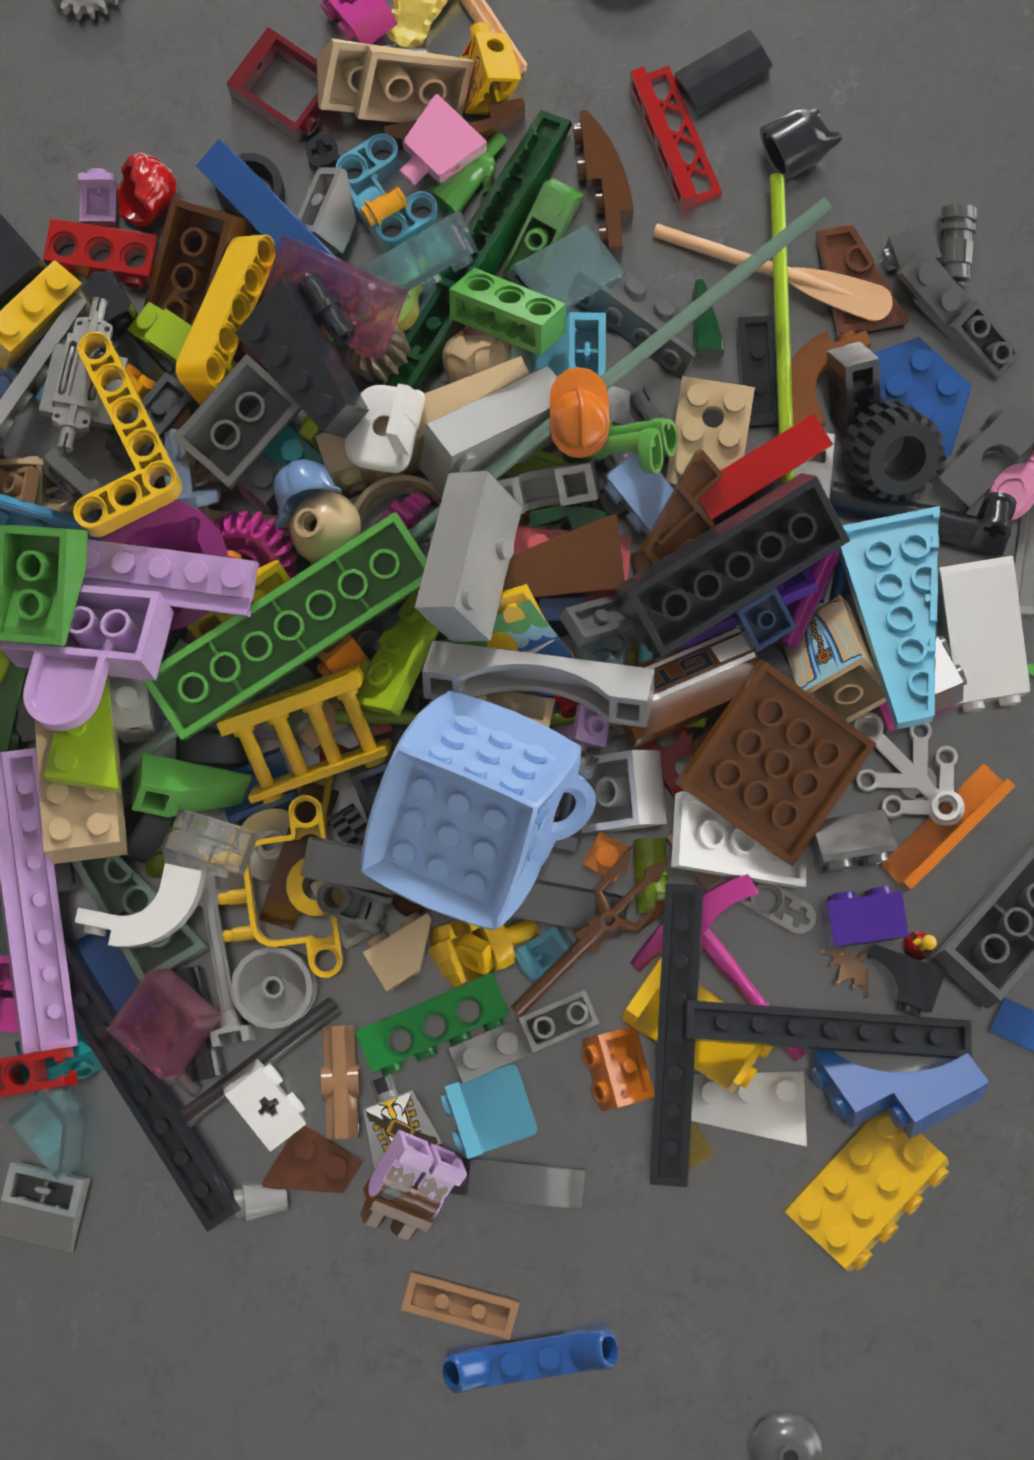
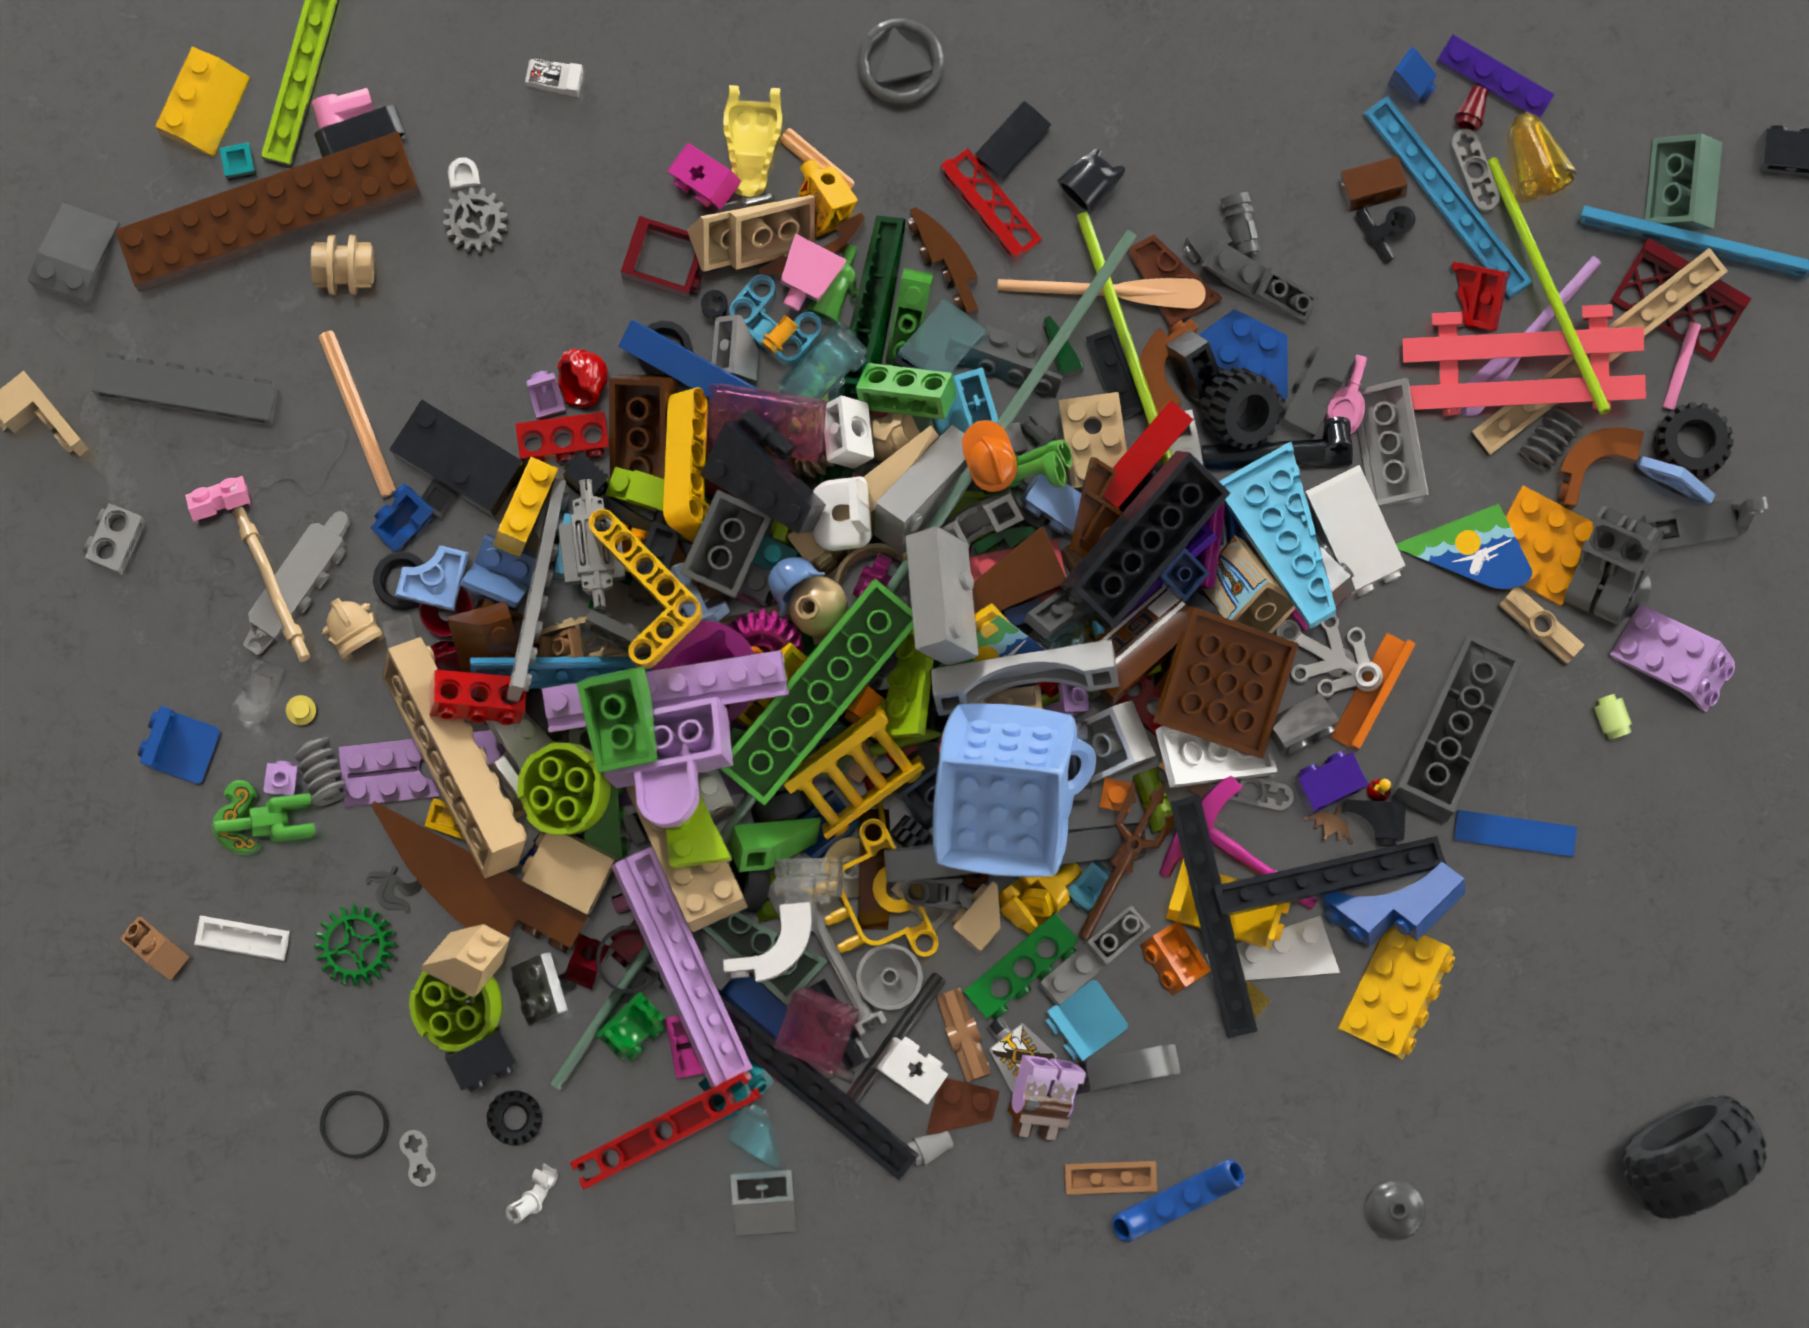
camera: 25 degrees left, 0 degrees up
(424, 337) = (848, 432): none -> white brick

